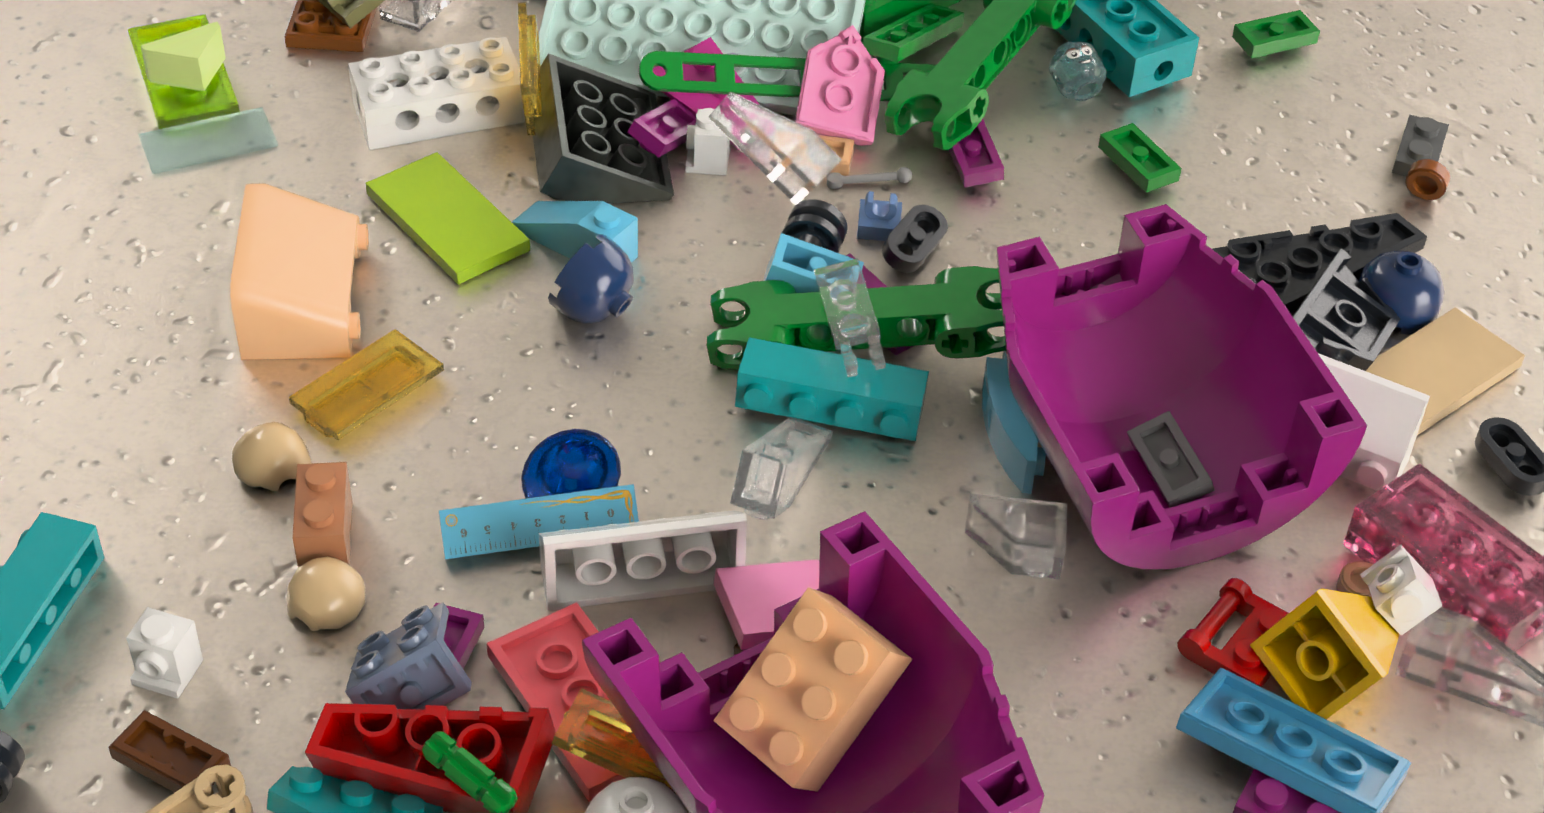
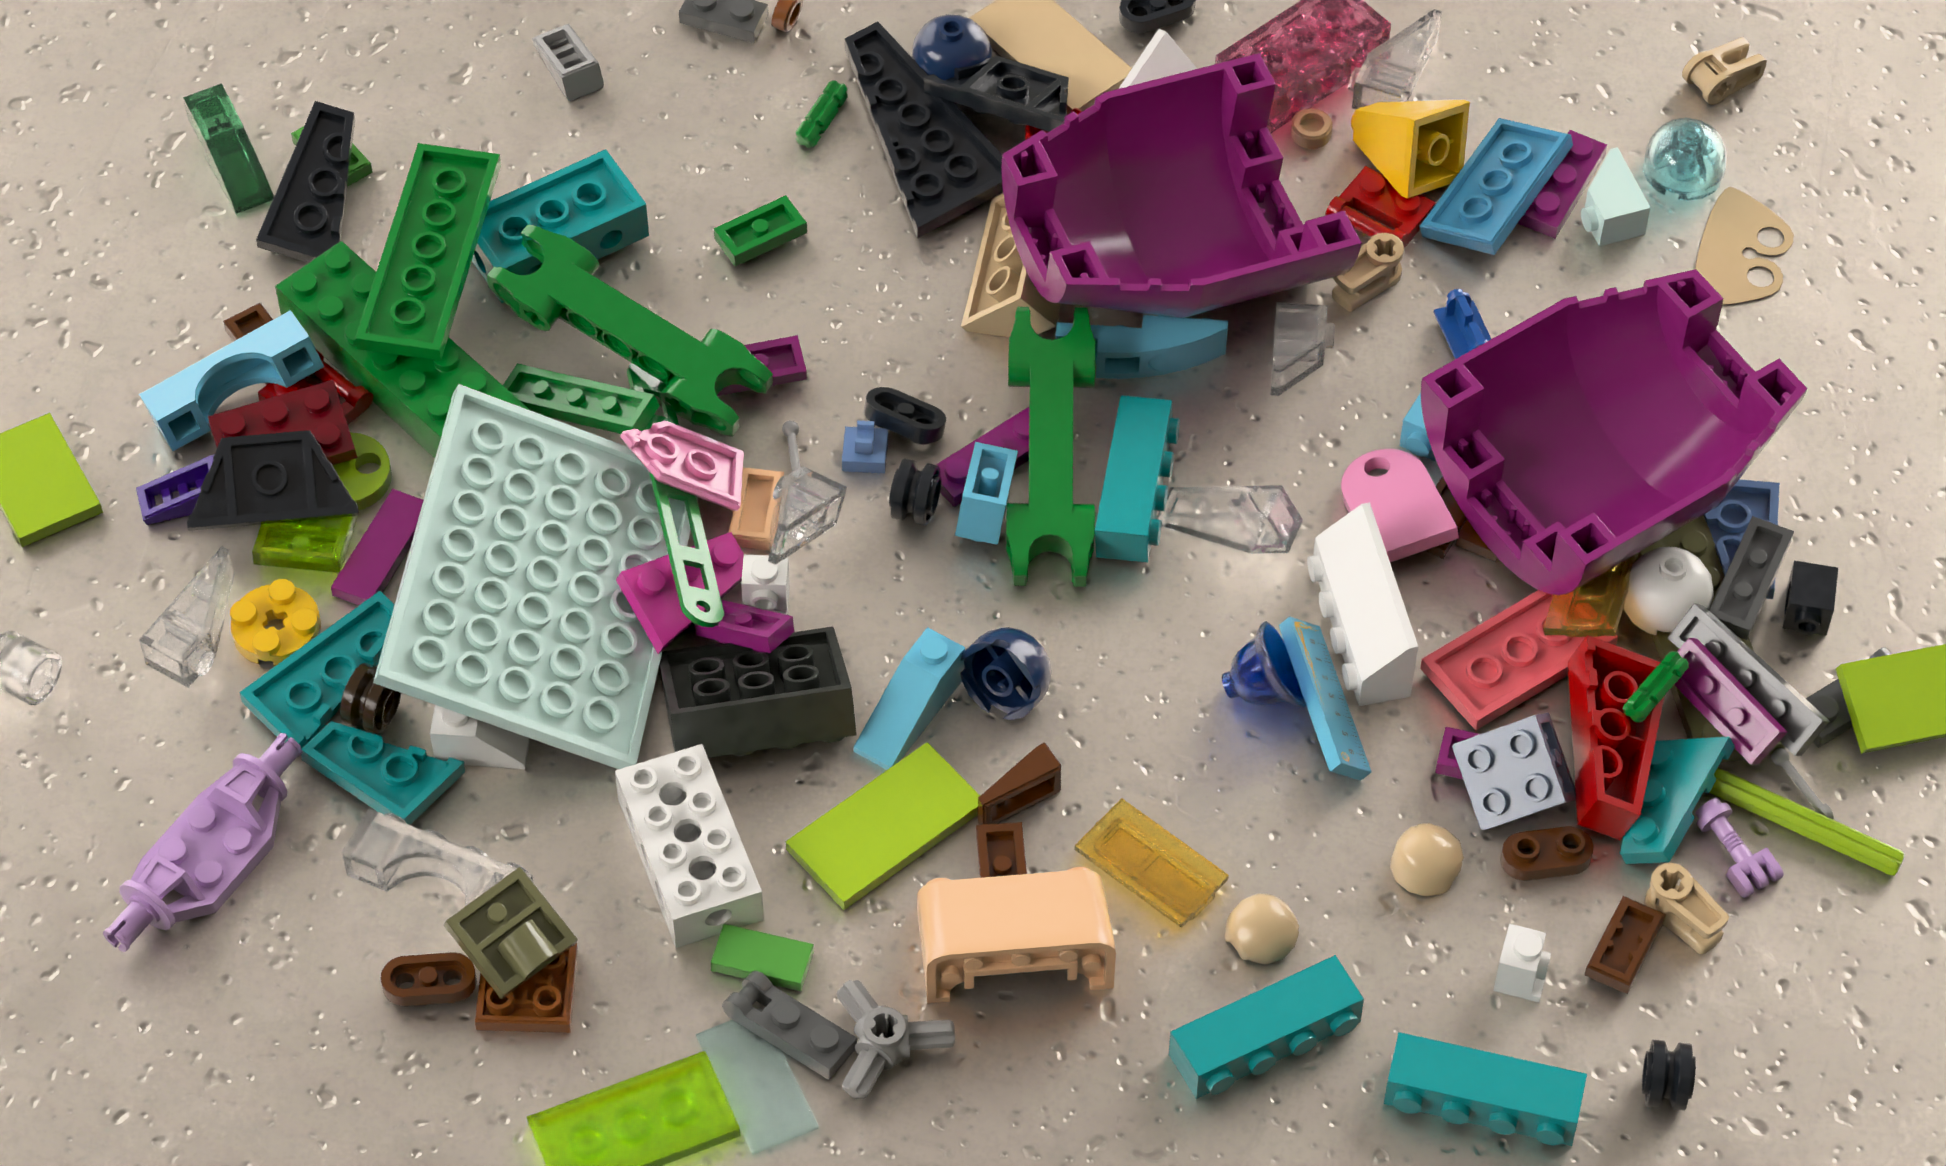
camera: 90 degrees left, 10 degrees up
(150, 447) = (1266, 1027): none -> teal brick
(185, 58) = (652, 1093): yellowish green slope -> none
(213, 197) = (882, 1053): none -> light grey bush
(250, 153) = (790, 1025): none -> dark grey plate
(308, 696) = (1548, 854): none -> reddish brown plate
(322, 512) = (1349, 862): nougat brick -> none
(324, 141) = (777, 957): none -> bright green tile
(388, 280) = (1000, 849): none -> reddish brown plate
(468, 294) = (1022, 786): none -> reddish brown slope
(529, 67) = (713, 727): clear yellow piece -> none
(812, 690) = (1556, 447): light nougat brick -> none
(849, 312) = (1082, 437): clear hinge -> none
(1058, 700) = (1461, 323): none -> blue hinge
(1077, 71) = (625, 267): clear light blue head -> none
(1138, 604) = (1373, 272): none -> tan piece
(1170, 460) = (1208, 231): dark grey plate -> none
(1275, 34) = (542, 102): green plate -> none
(1300, 205) = (821, 114): none -> green axle
(1330, 53) = (570, 65): none -> light grey slope
(1401, 590) = (1341, 88): white brick -> none

